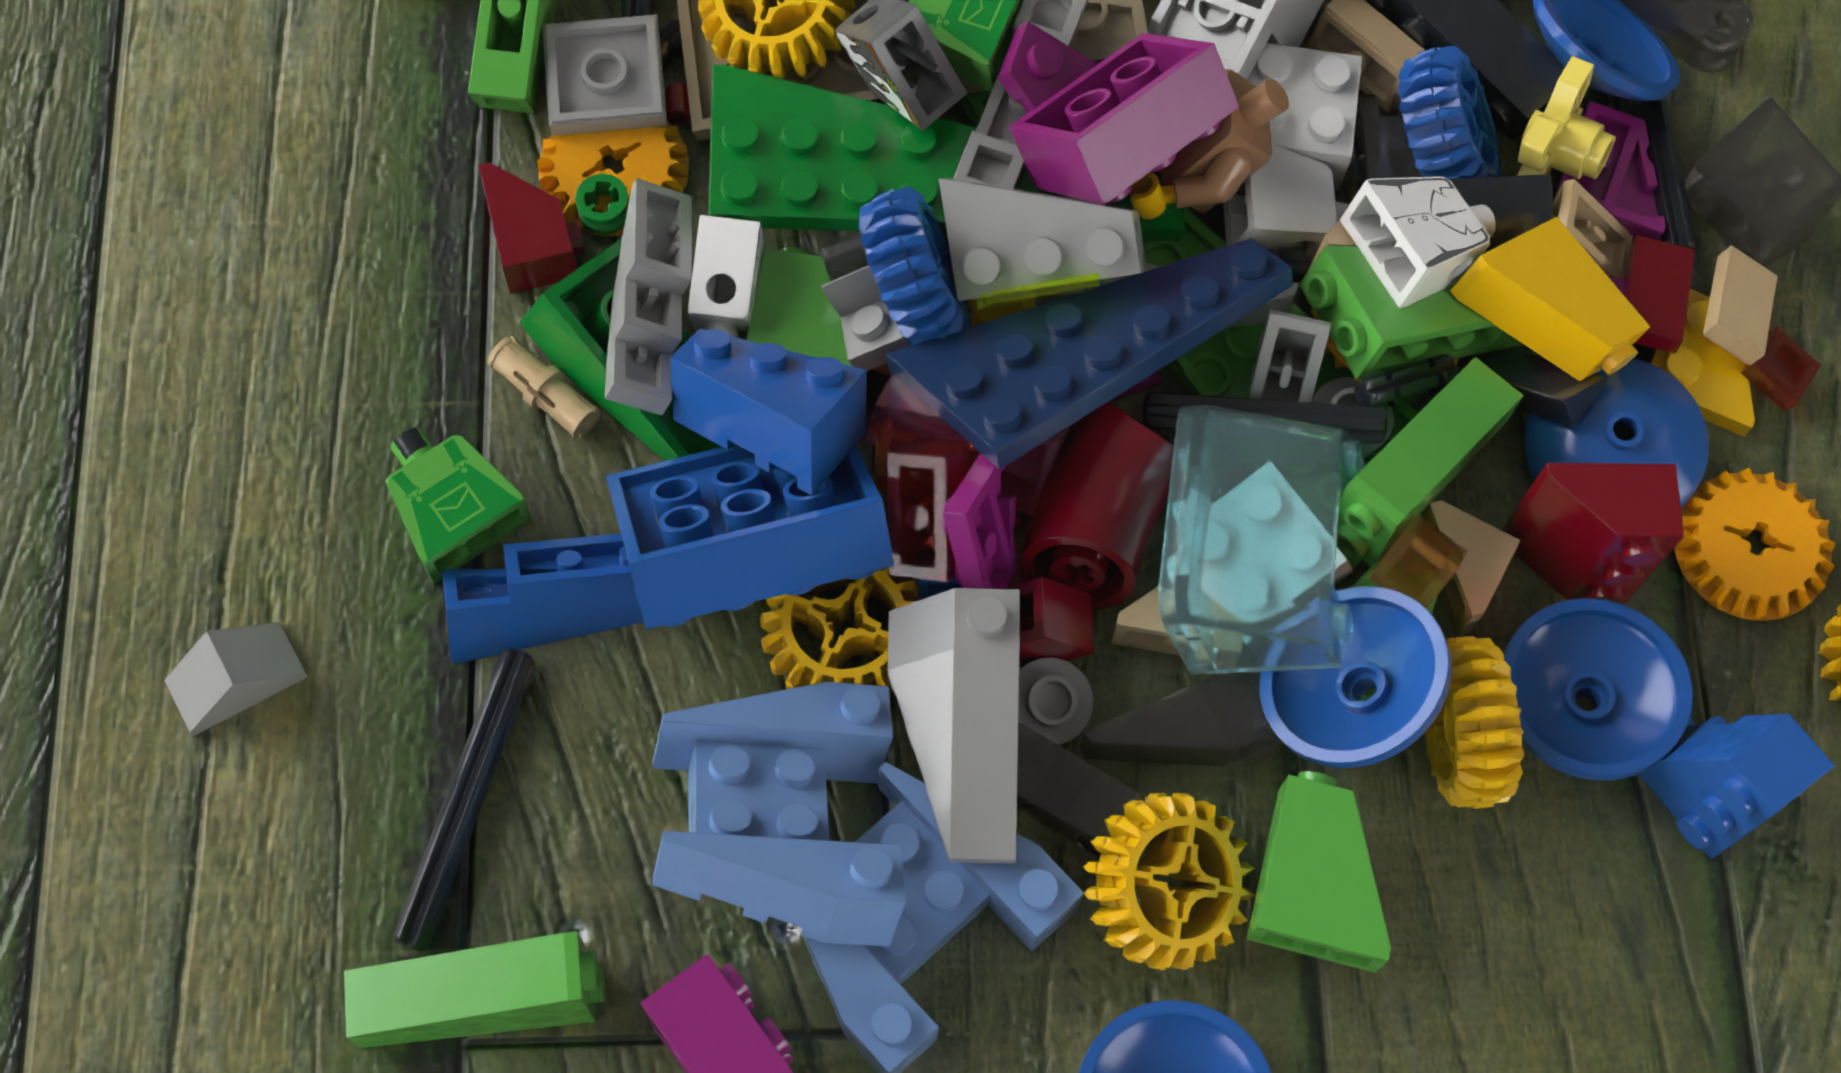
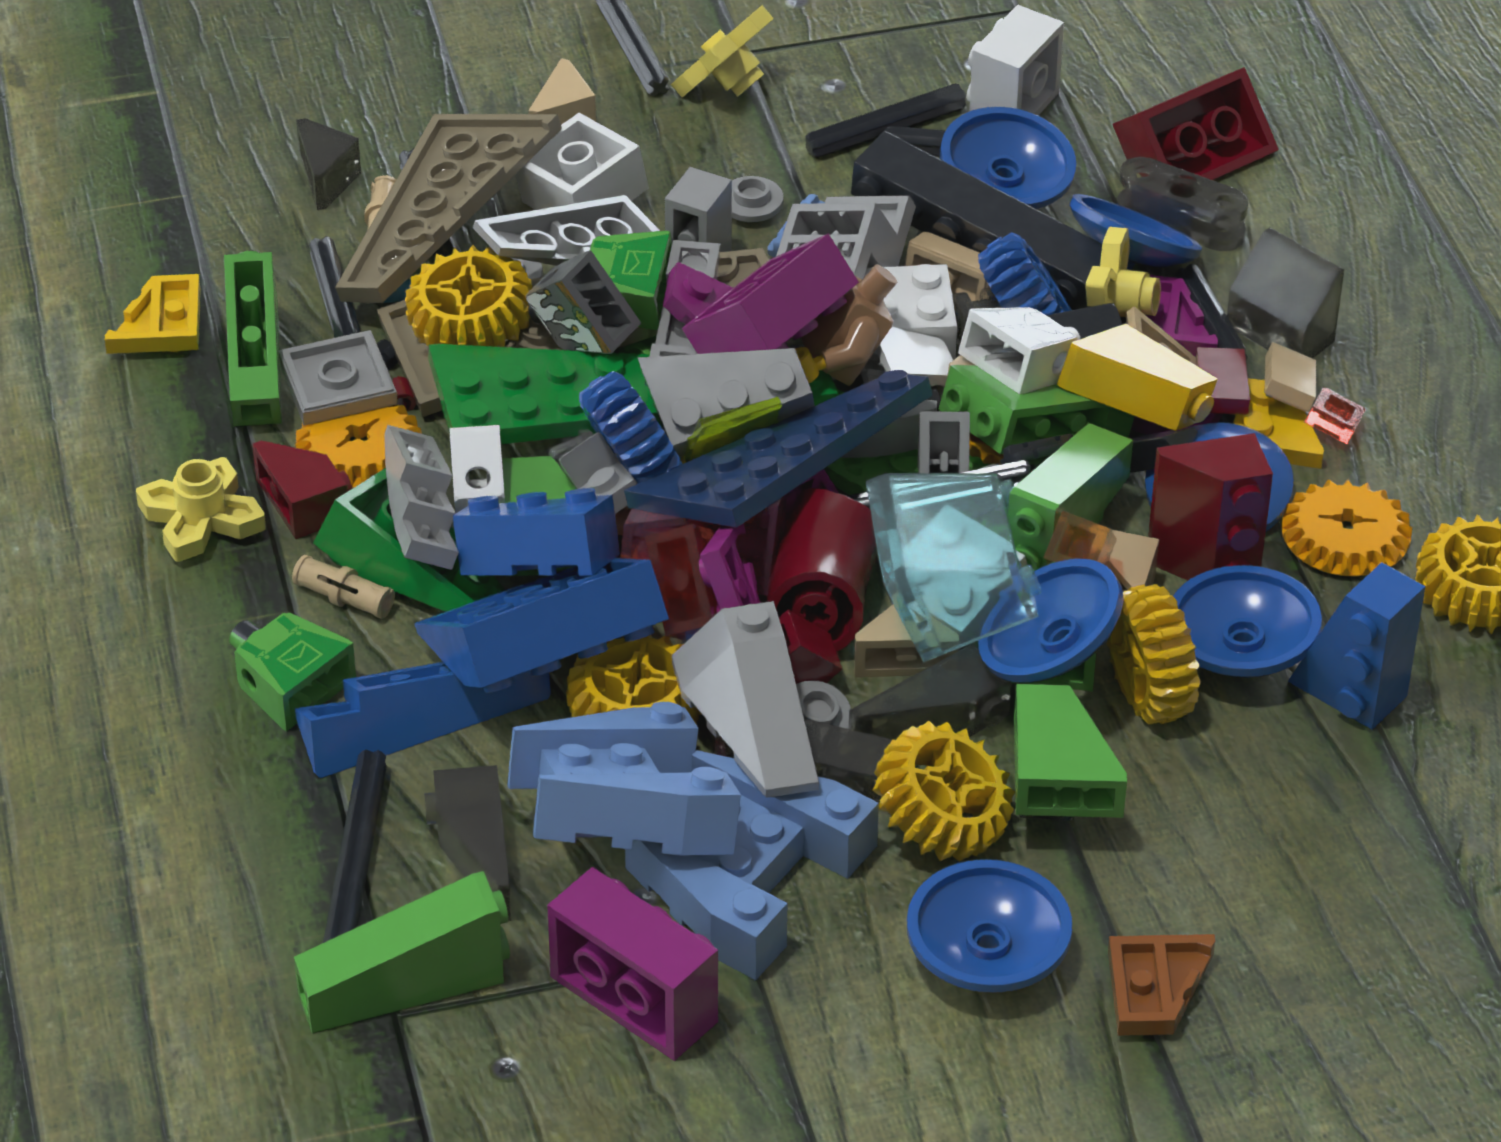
camera: 10 degrees left, 25 degrees down
(232, 672) = (134, 807): light grey slope -> none
(405, 233) = (198, 503): none -> light yellow plant
(588, 196) = (359, 445): green bush -> none
(606, 786) = (471, 823): none -> clear smoke slope

